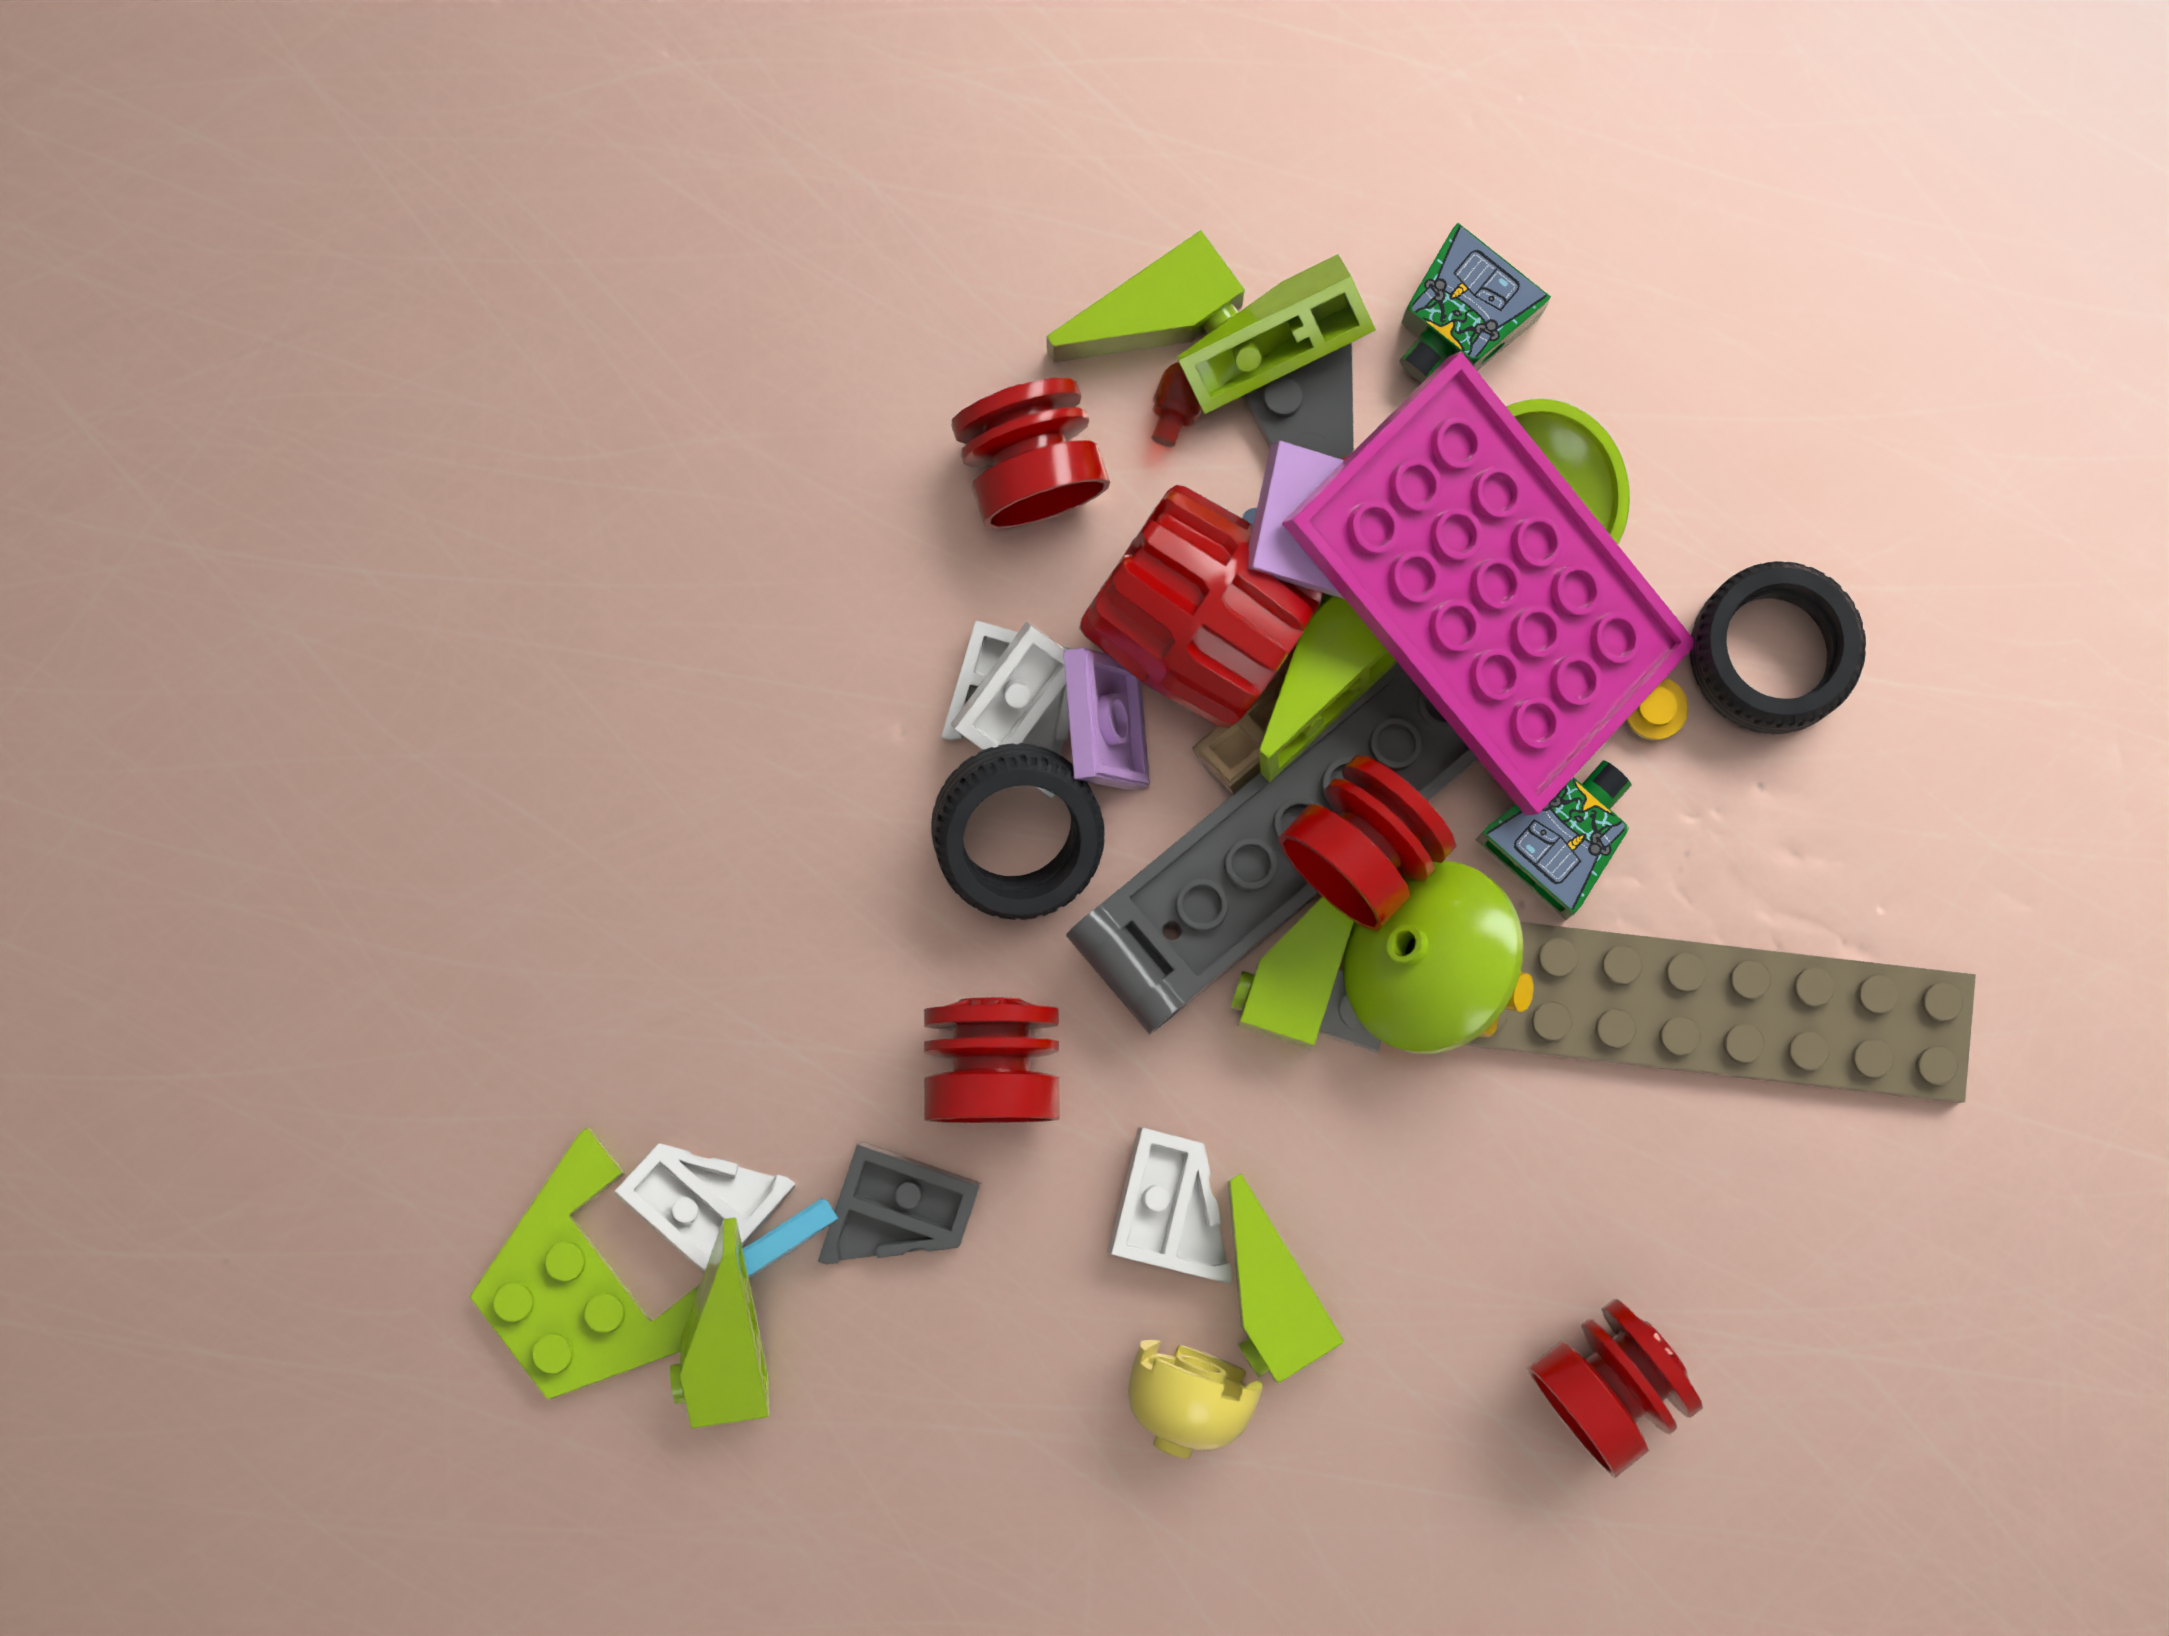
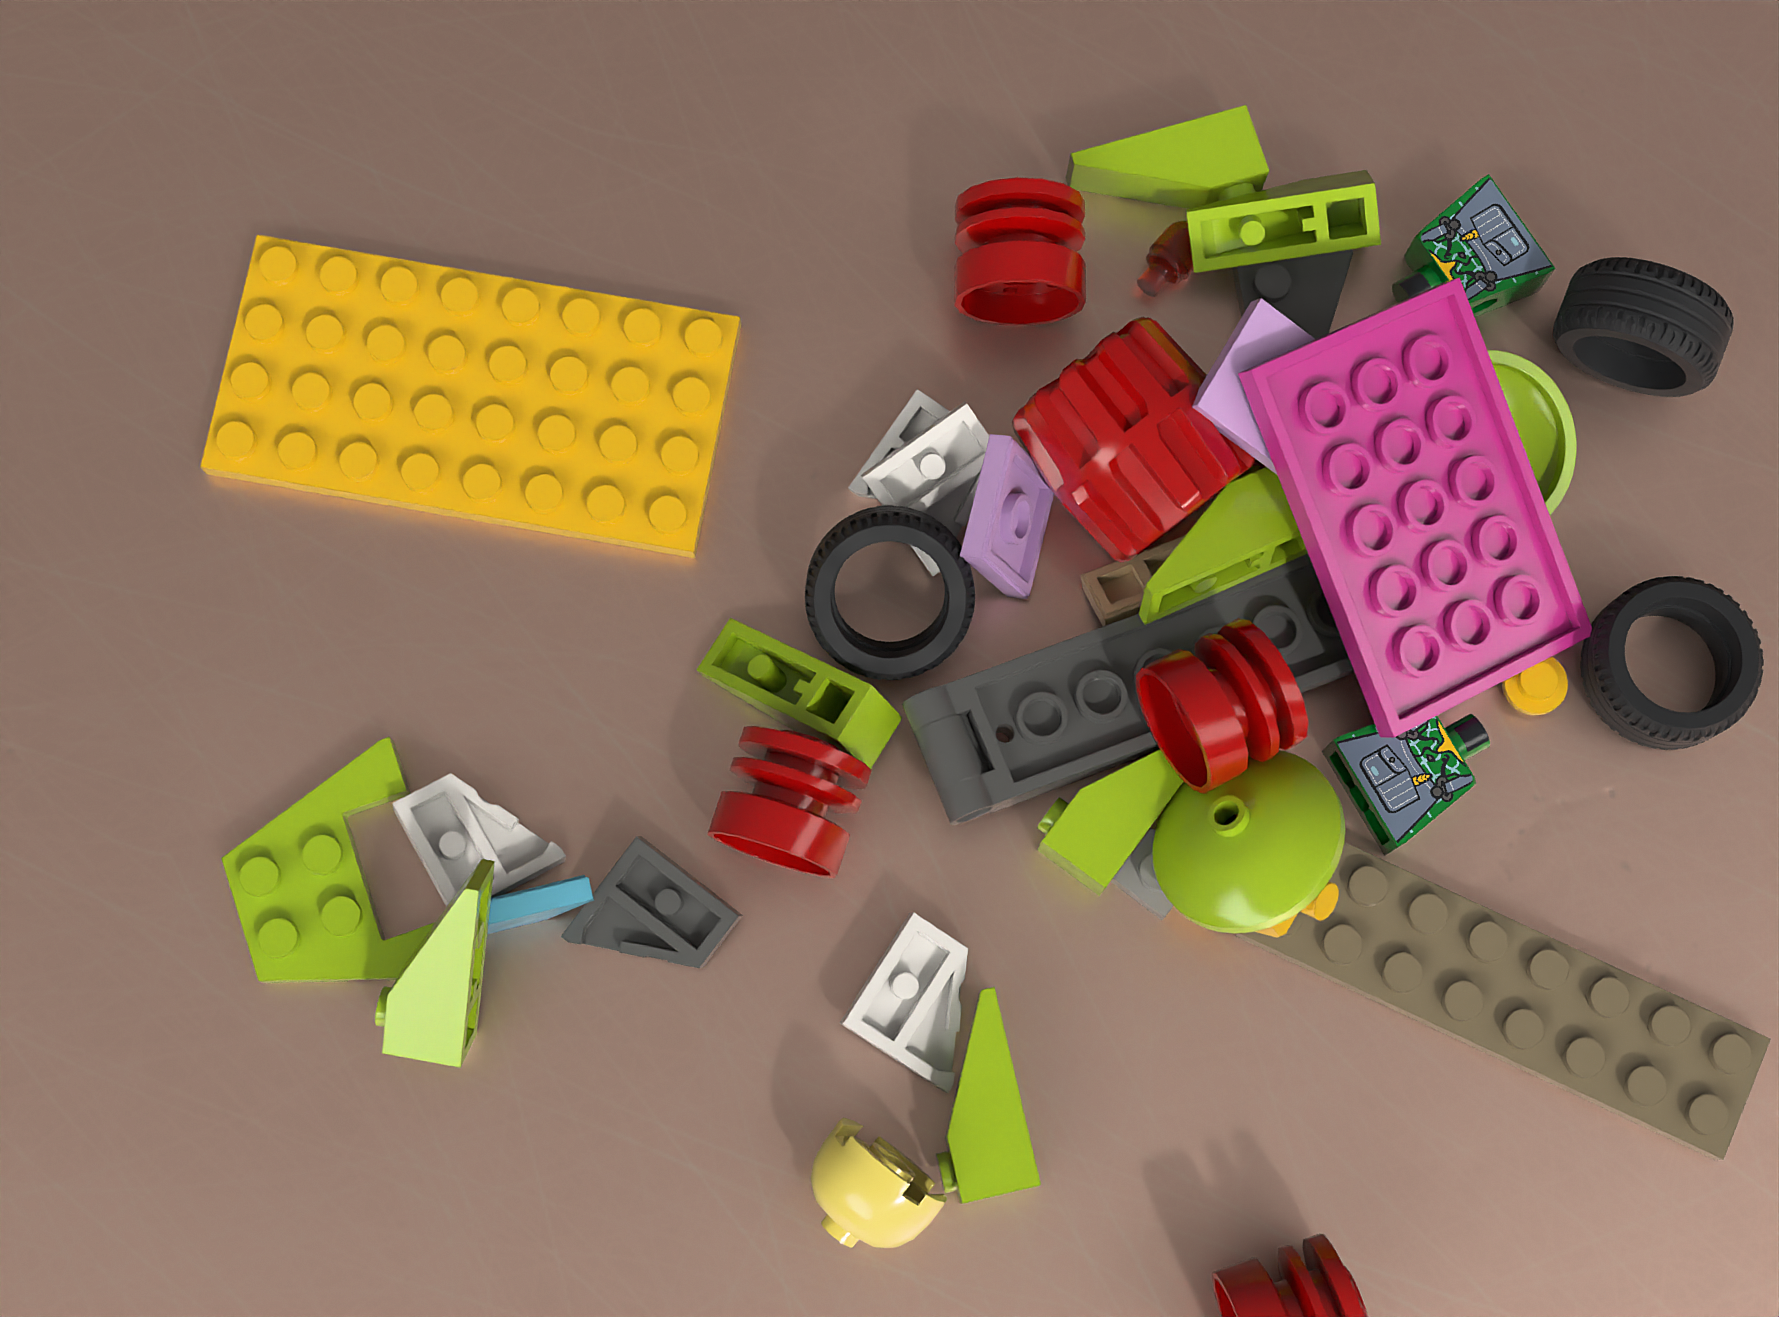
camera: 15 degrees right, 5 degrees down
(545, 766) = (473, 396): none -> yellow plate
(963, 953) = (801, 691): none -> lime slope
(1651, 331) = (1643, 326): none -> black tyre

